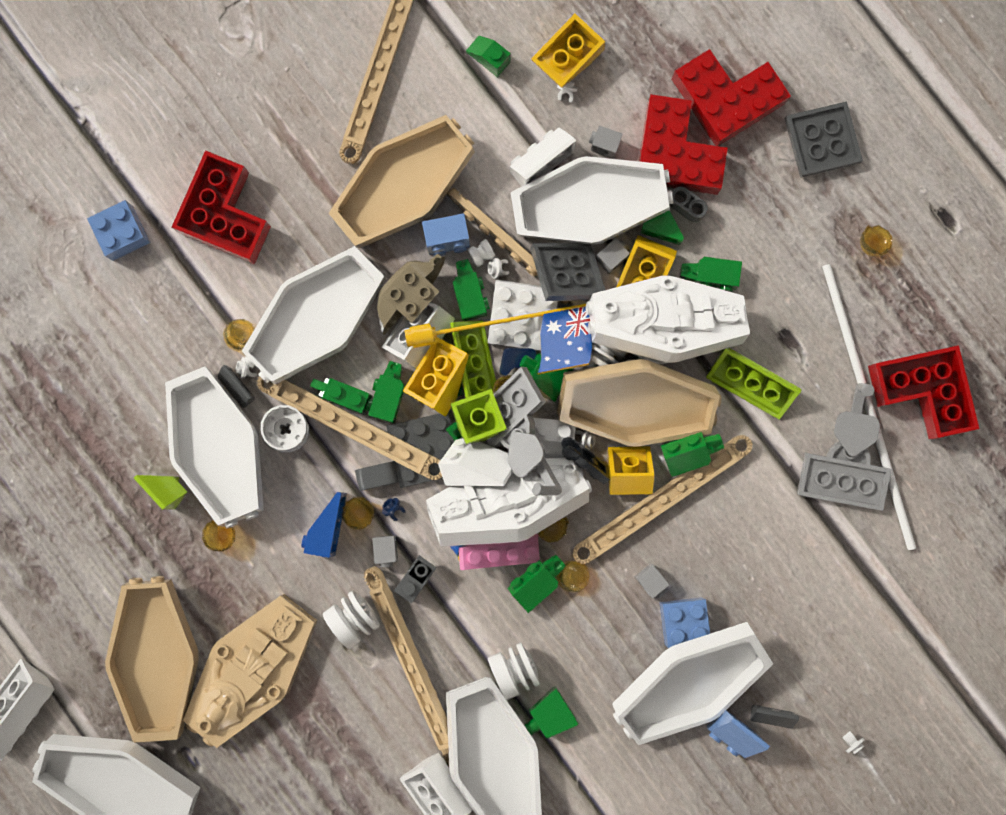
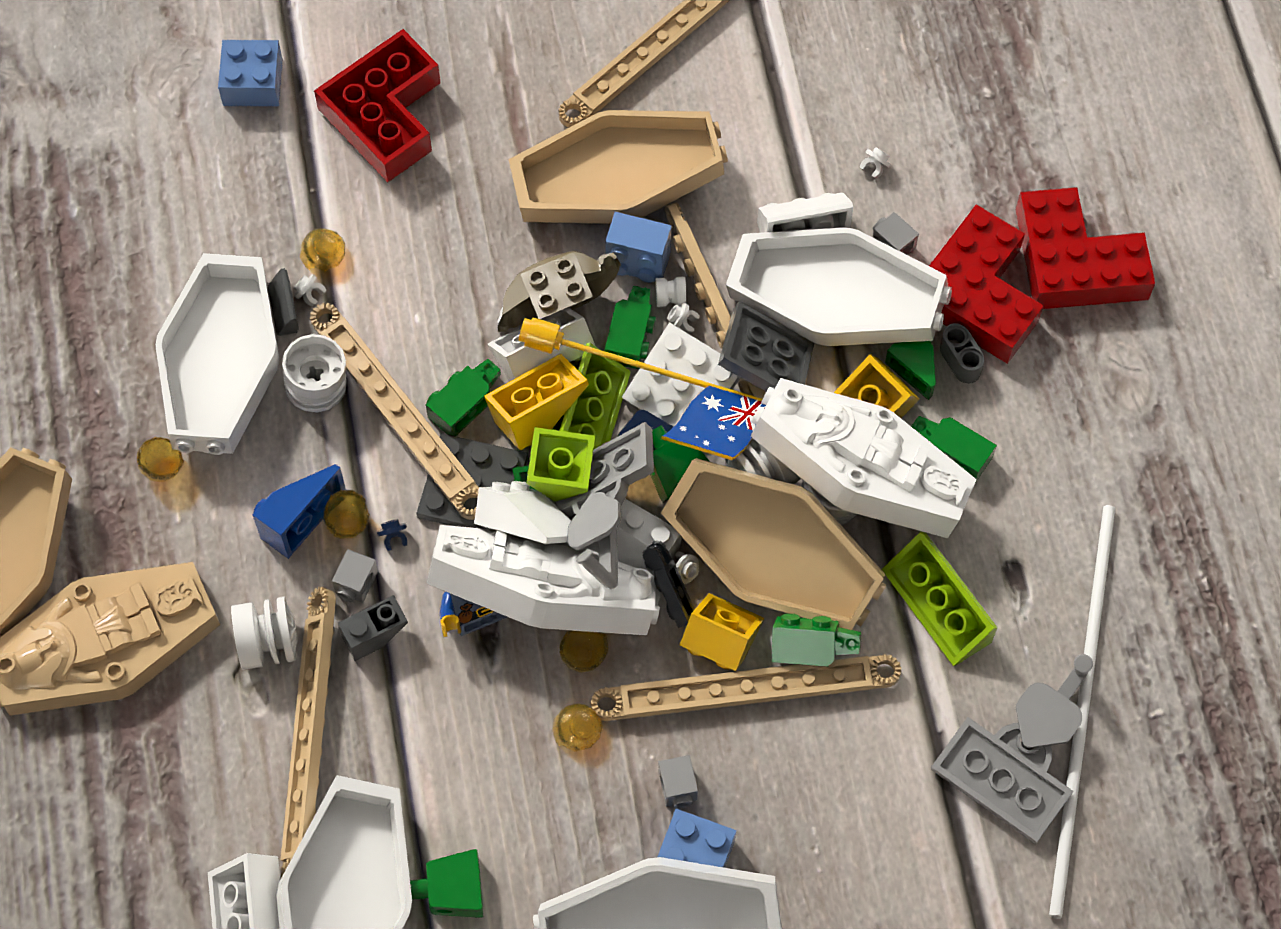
camera: 25 degrees right, 20 degrees down
(163, 490) = (128, 372): lime slope -> none
(313, 316) = (423, 263): white container -> none
(342, 394) = (408, 370): green hinge -> none
(376, 476) = (394, 485): dark grey beam -> none
(489, 55) = (802, 84): green slope -> none
(499, 554) = (510, 644): bright pink wing -> none
(514, 671) = (434, 798): white wheel -> none
(536, 582) = (525, 707): green hinge -> none
(569, 51) = (901, 117): yellow slope -> none
(613, 255) = (833, 367): light grey brick -> none
(823, 139) = (1177, 358): dark grey plate -> none
(876, 241) = (1187, 504): clear yellow hair -> none
(937, 381) = (1184, 703): red brick -> none

